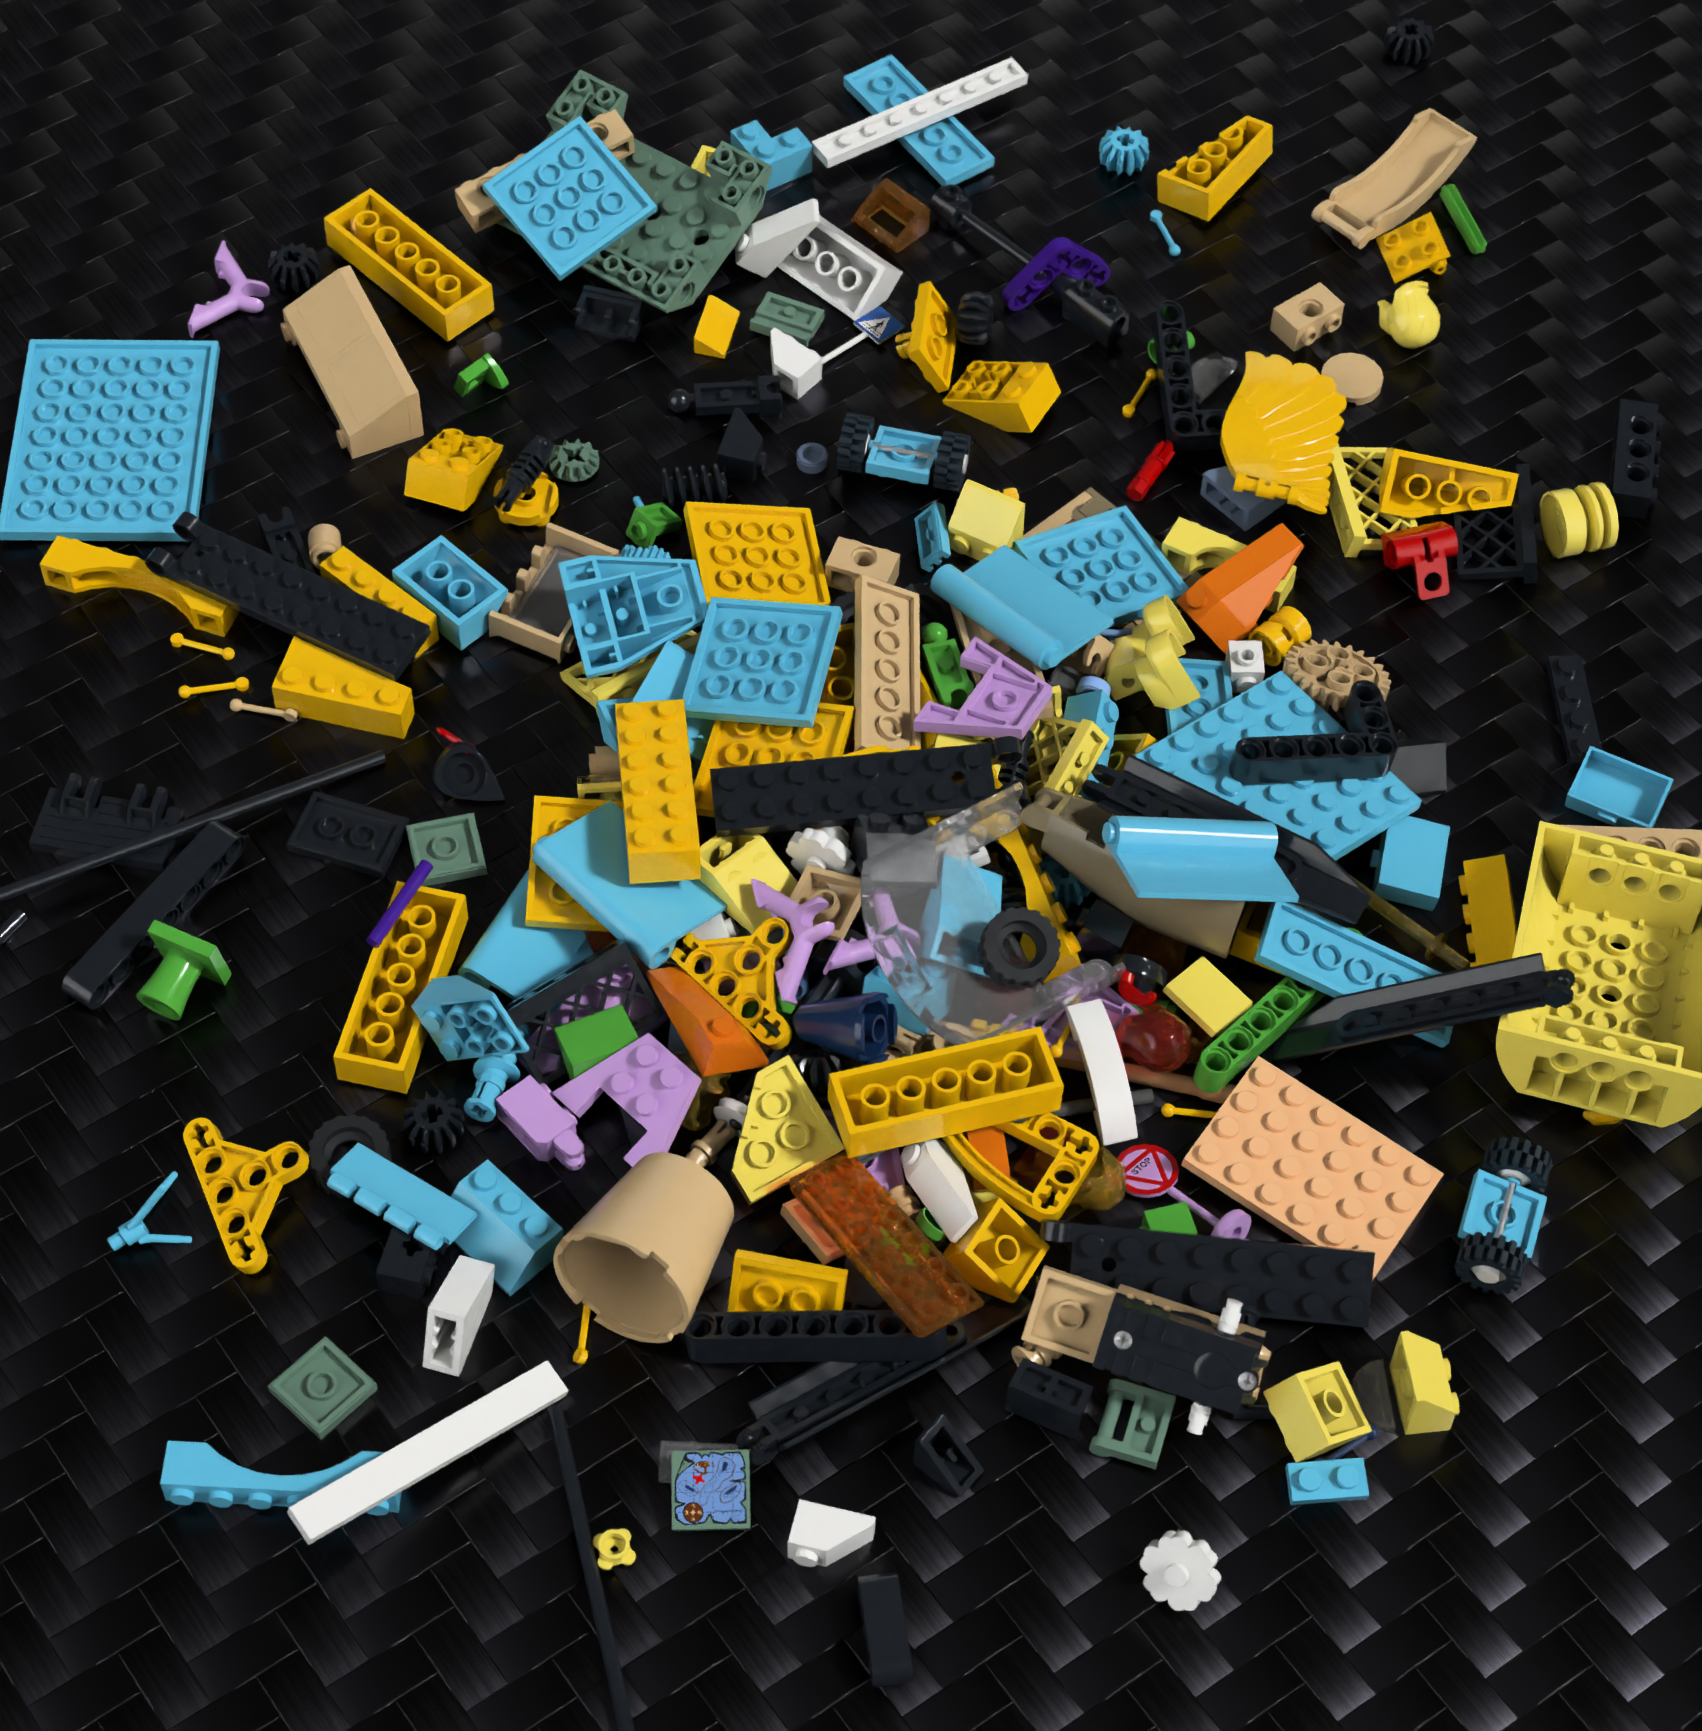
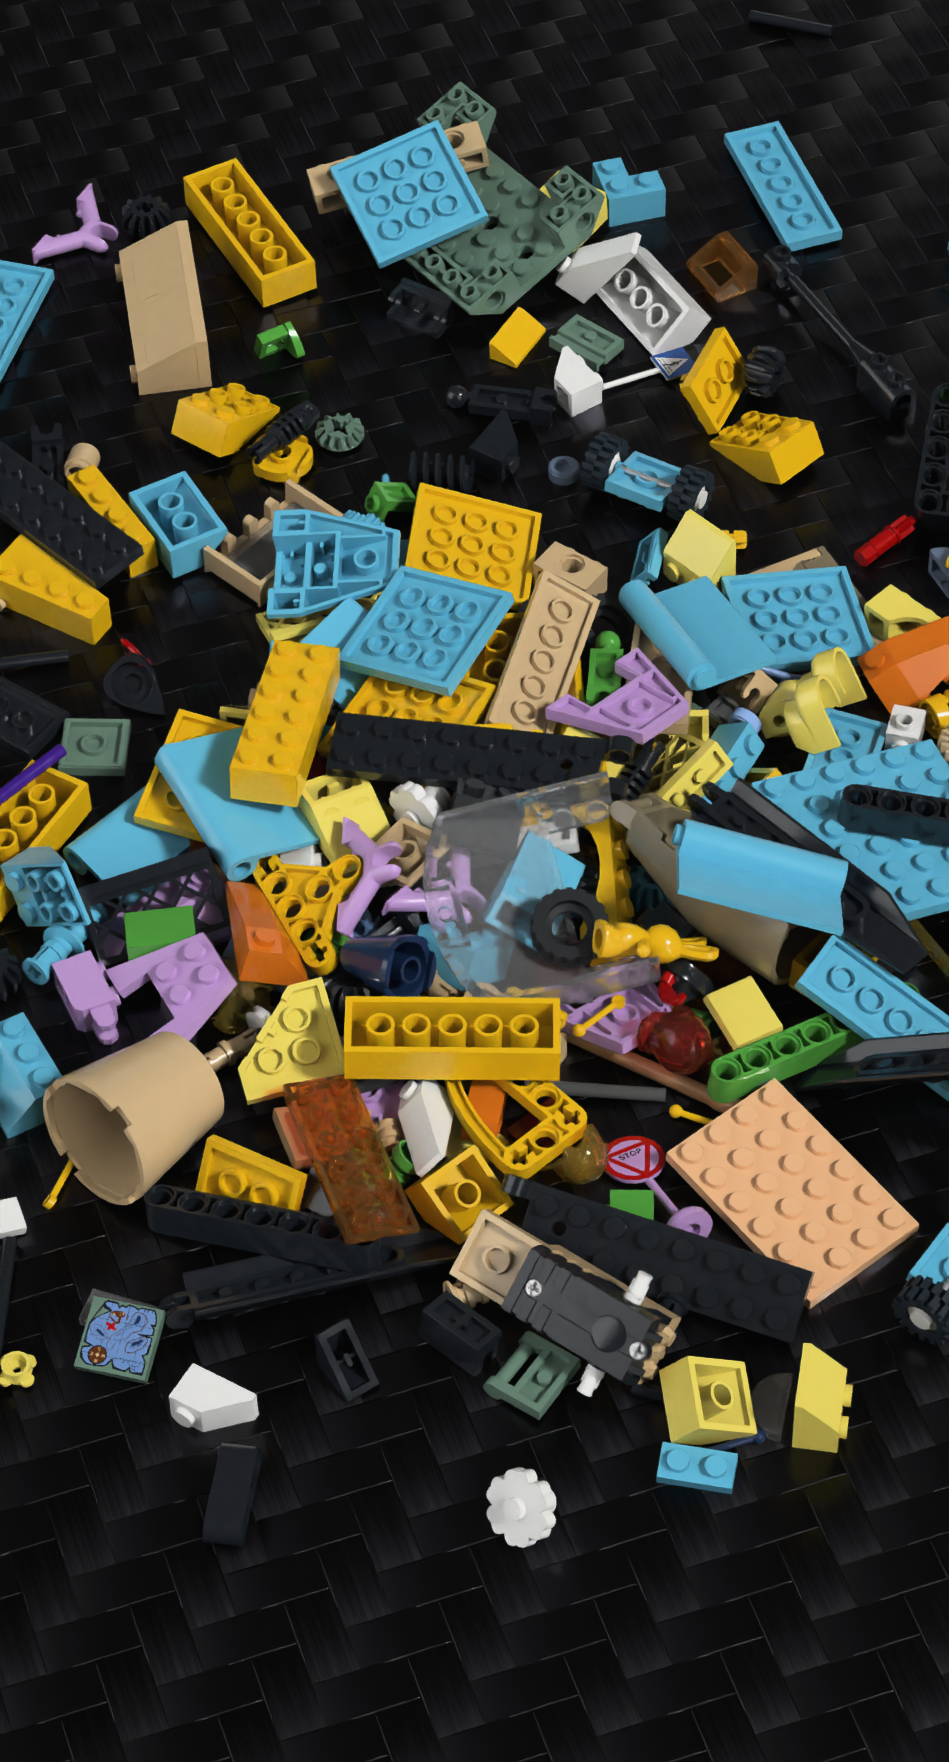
camera: 20 degrees right, 5 degrees down
(919, 112) = (782, 176): white plate -> none
(1025, 288) = (823, 355): dark purple beam -> none
(1079, 951) = (658, 941): none -> yellow animal
(1104, 1071) = (619, 1061): white slope -> none
(1129, 409) = (887, 482): yellow hinge -> none

